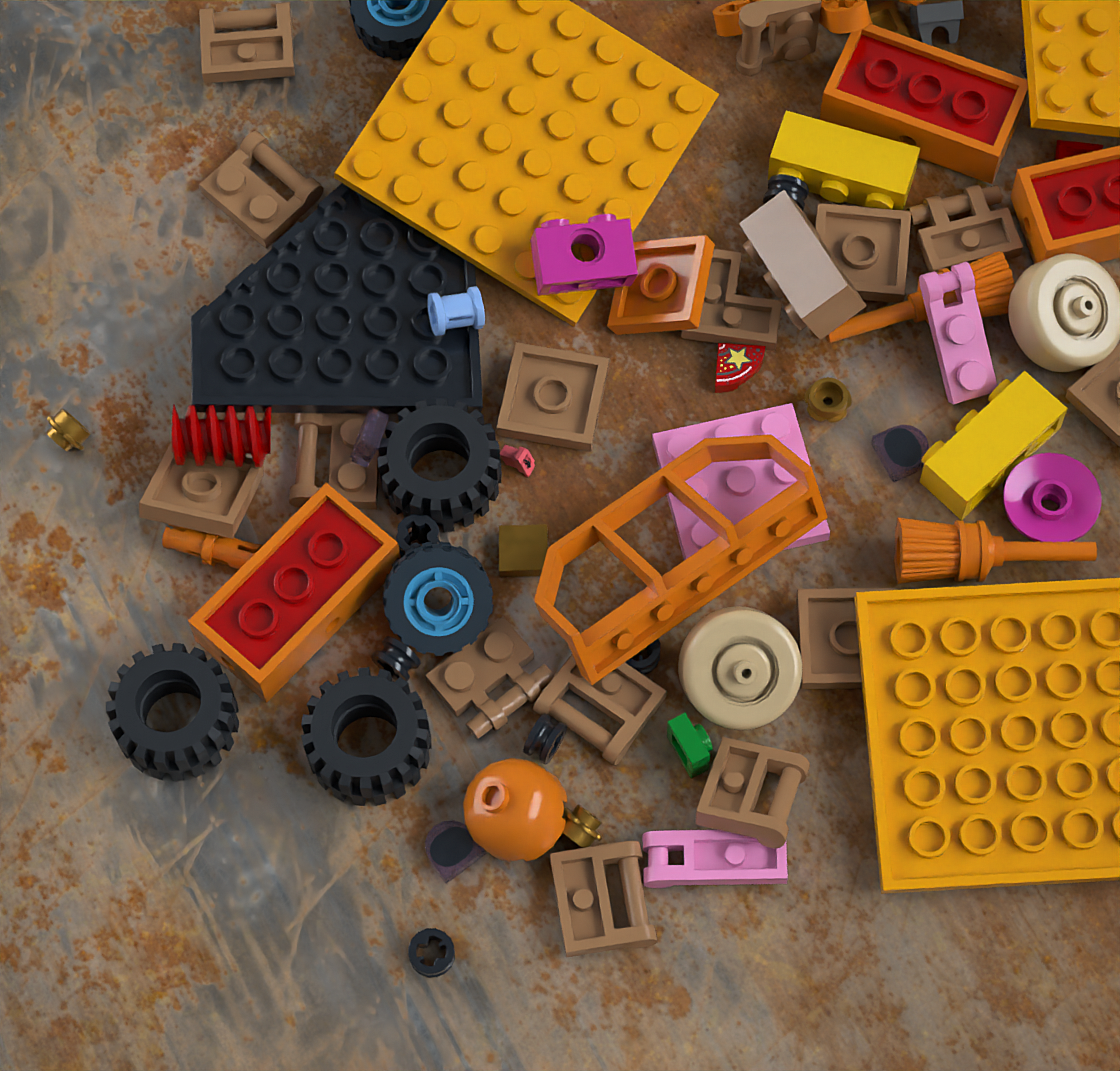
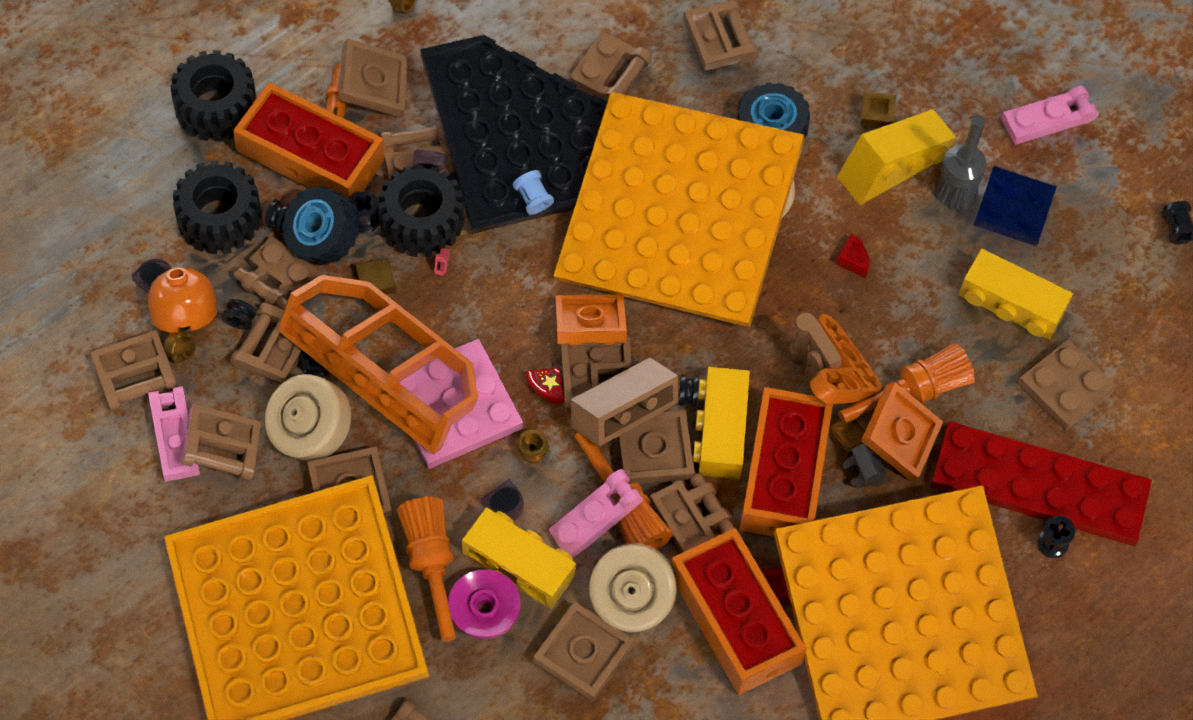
camera: 70 degrees right, 5 degrees down
(221, 436) = (407, 74): red piece -> none
(422, 940) = (80, 269): black bush -> none
(553, 396) = (492, 272): medium nougat plate -> none
(561, 272) = (598, 276): dark pink brick -> none
(690, 744) = (250, 400): green plate -> none

